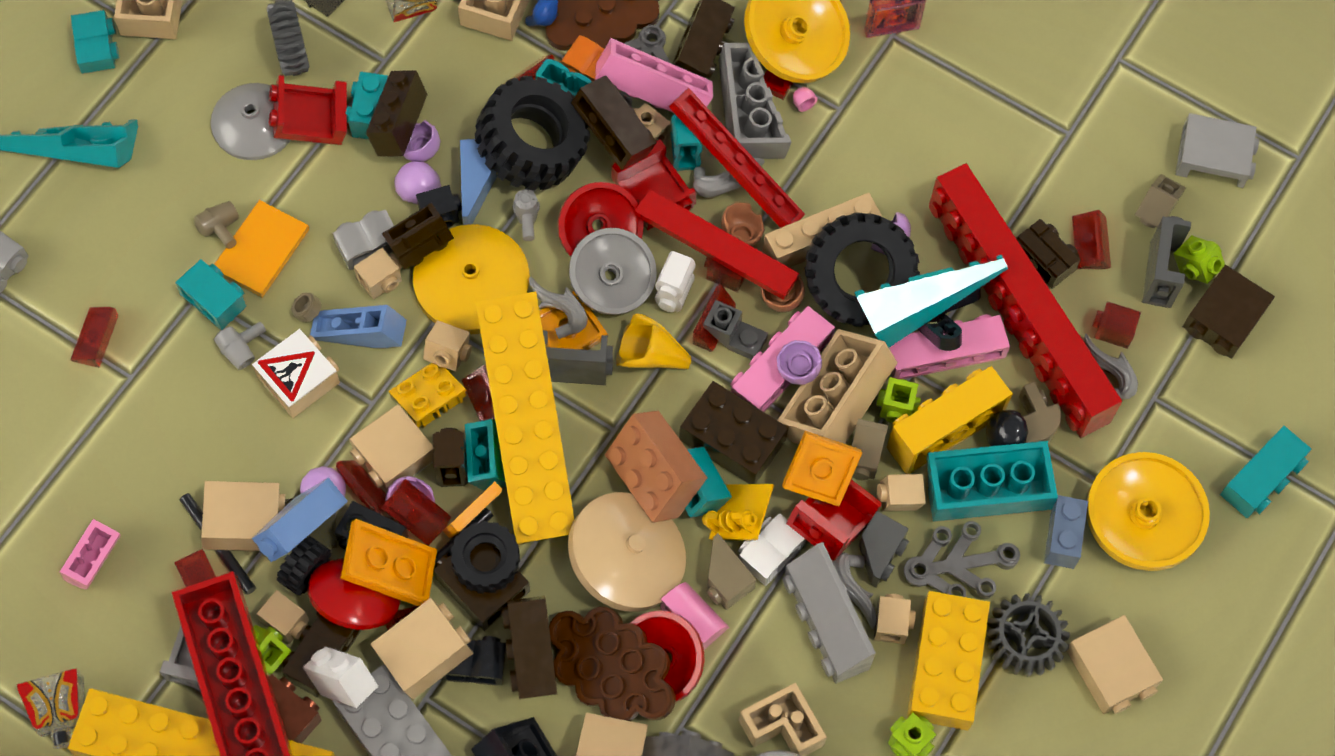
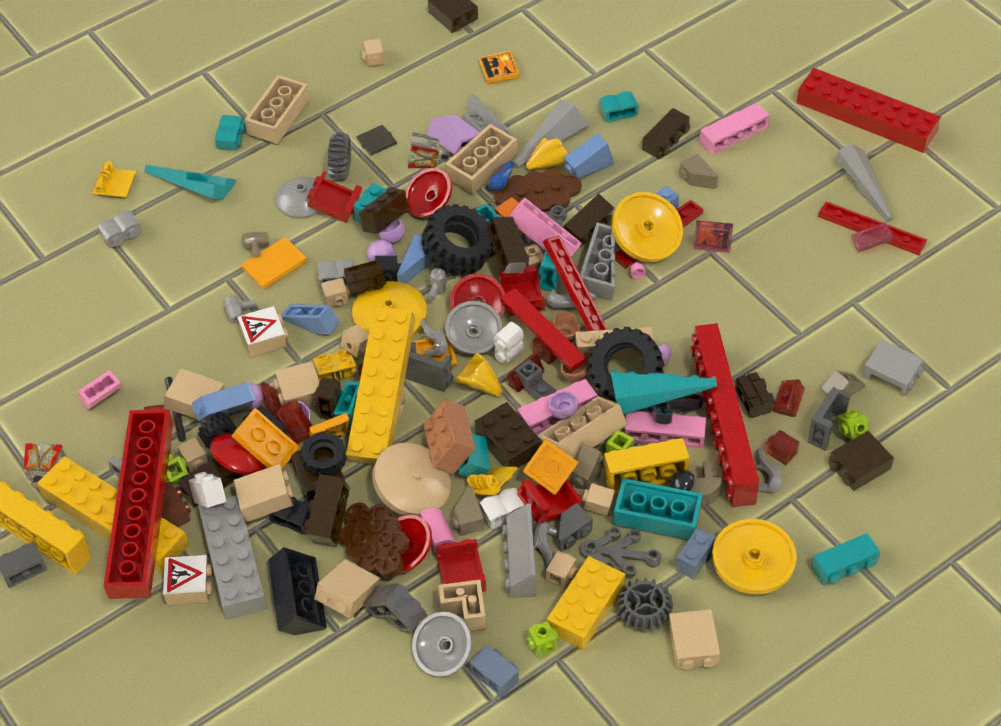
camera: 25 degrees right, 15 degrees down
(95, 336) = (159, 282): clear red slope -> none
(211, 293) = (233, 276): teal brick -> none
(306, 307) = (285, 299): dark tan tile -> none
(436, 59) = (428, 192): none -> red dish
(749, 663) = (460, 562): none -> red panel

